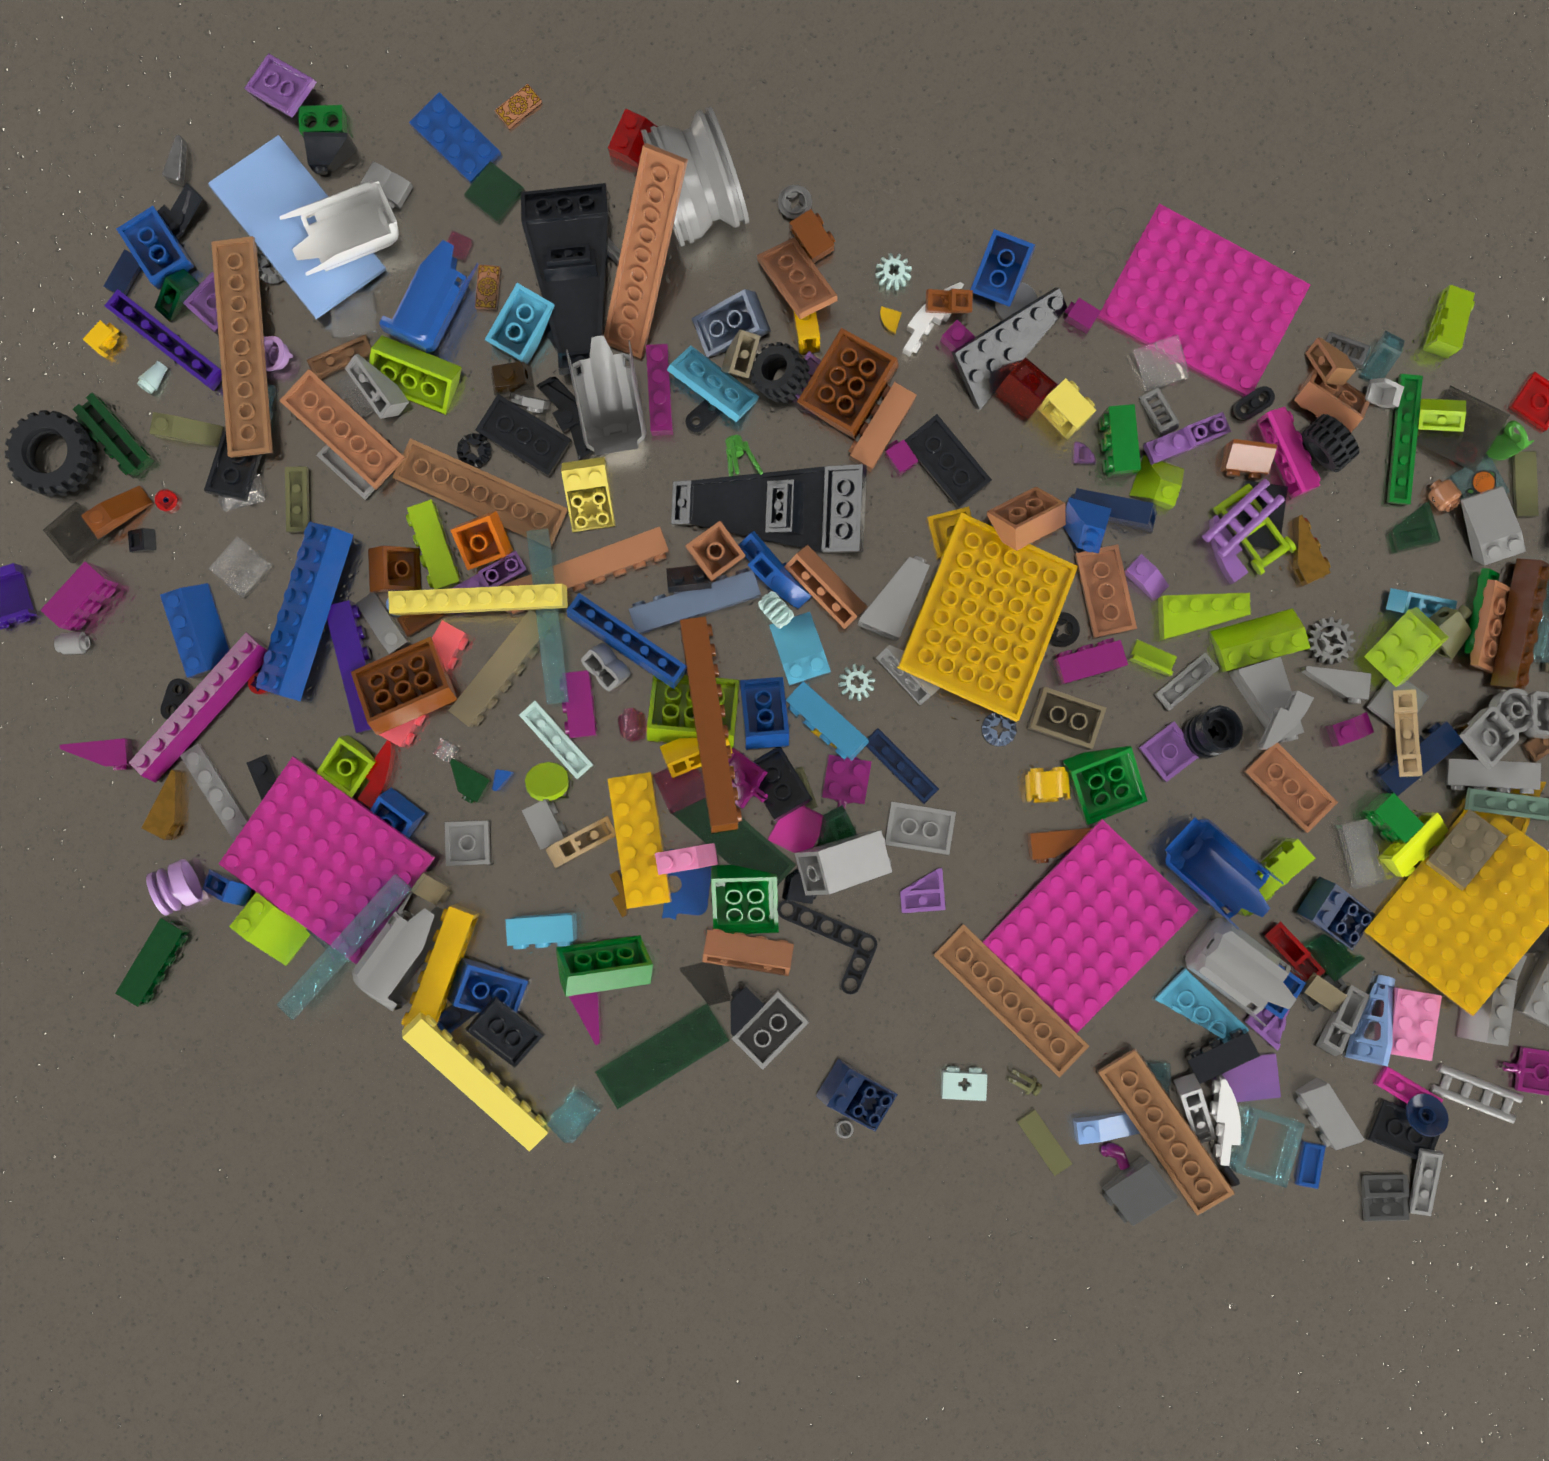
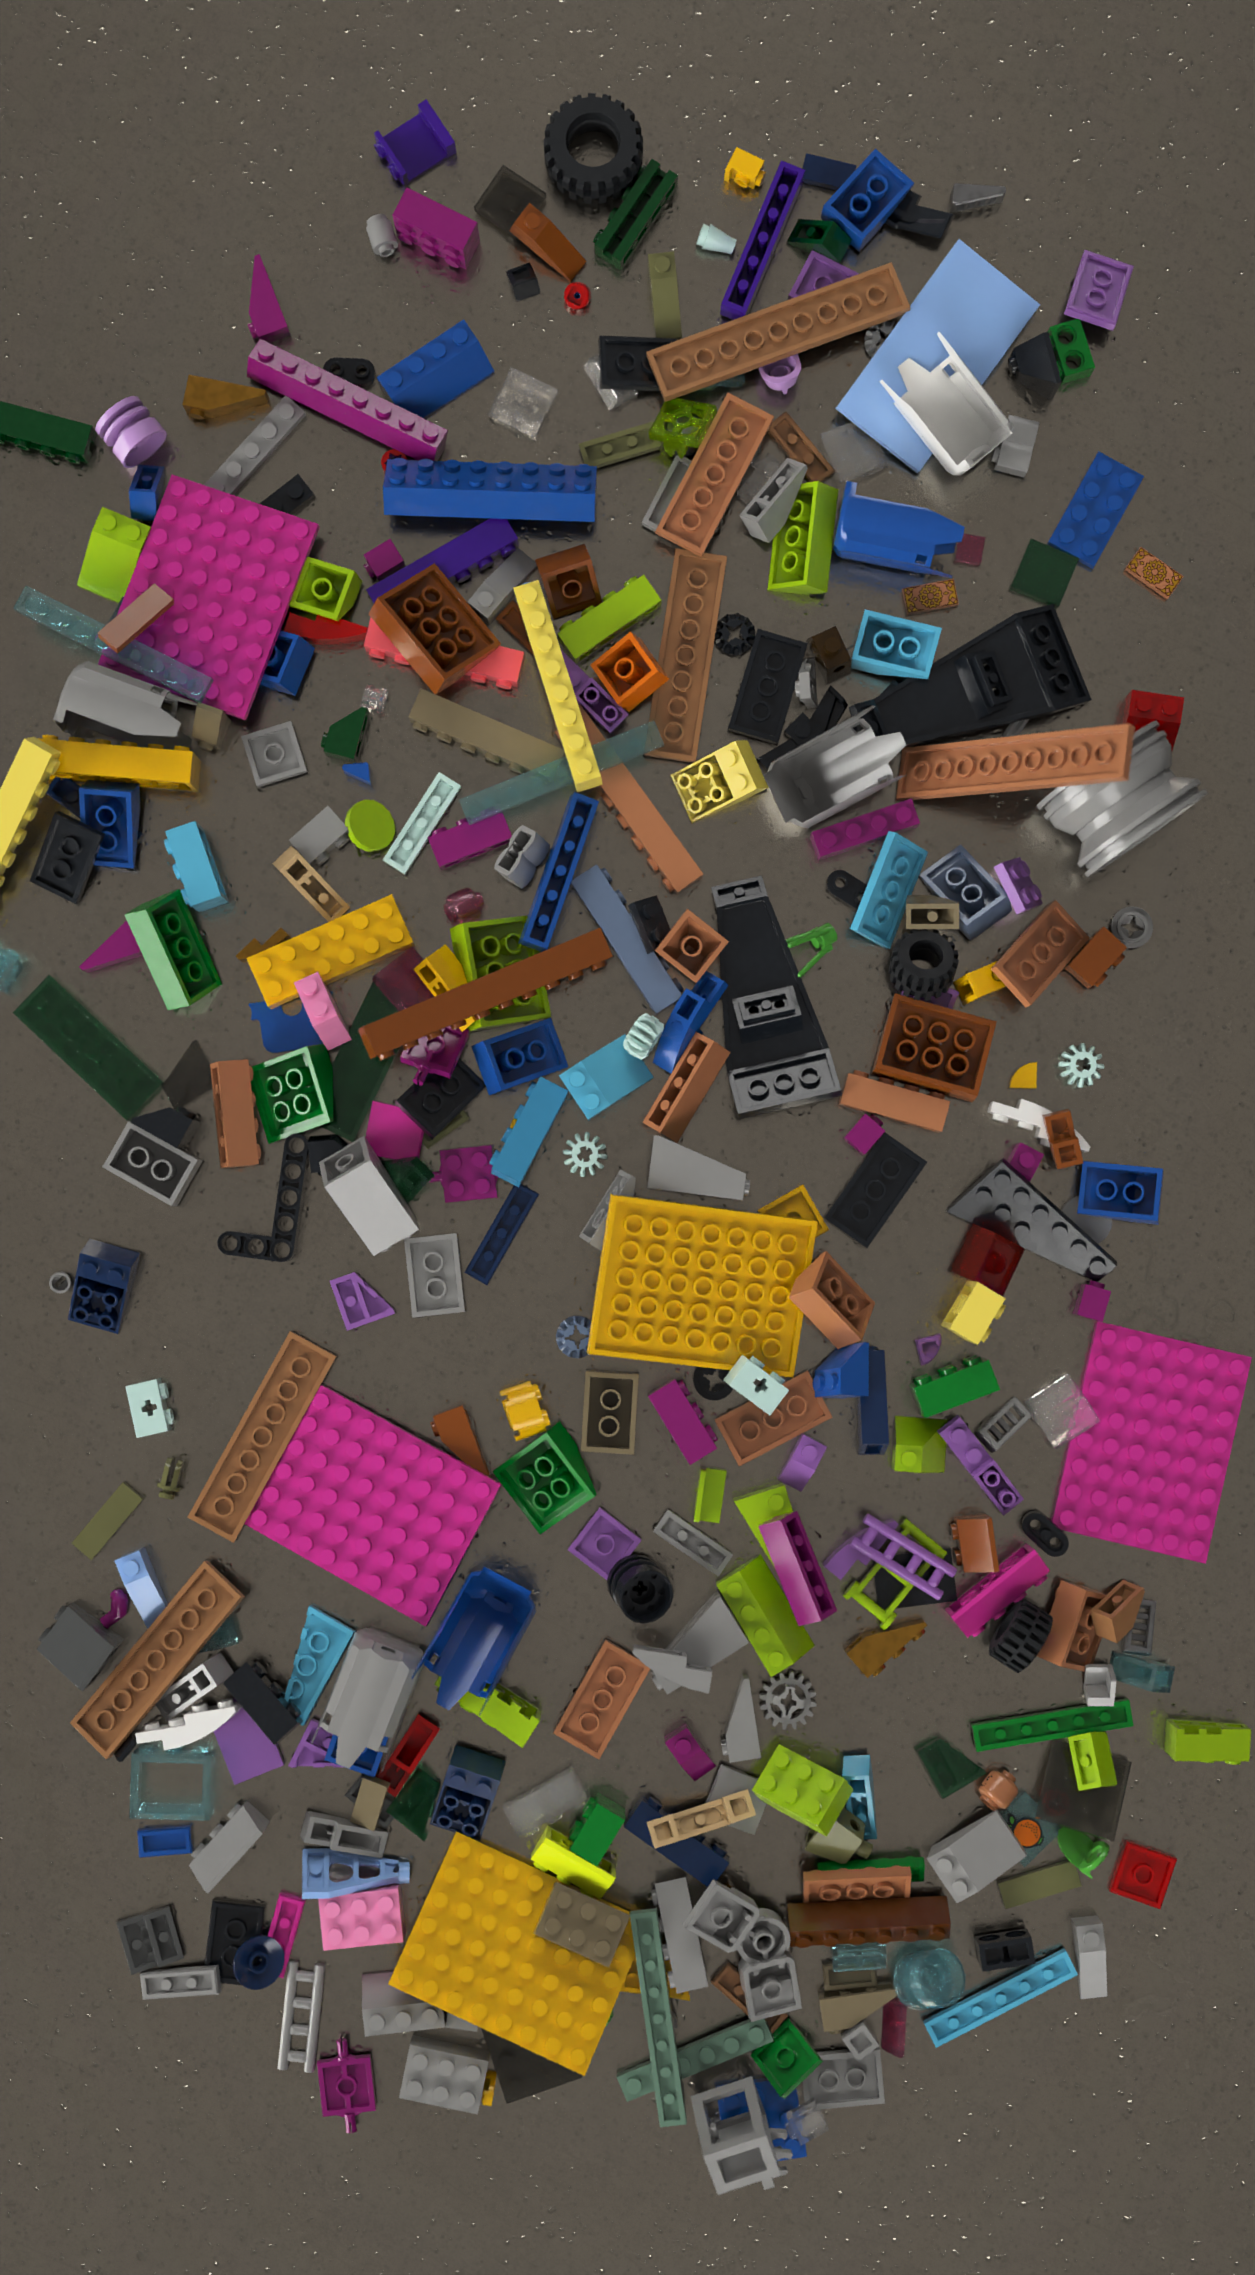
camera: 75 degrees right, 0 degrees up
(299, 443) = (685, 428): none -> clear neon green piece
(328, 922) = (135, 618): none -> dark orange tile
(336, 713) = (383, 560): none -> magenta brick
(739, 280) = (1018, 885): none -> medium lavender plate
(1087, 589) = (770, 1391): none -> light aqua brick
(1232, 601) = (797, 1568): none -> magenta brick

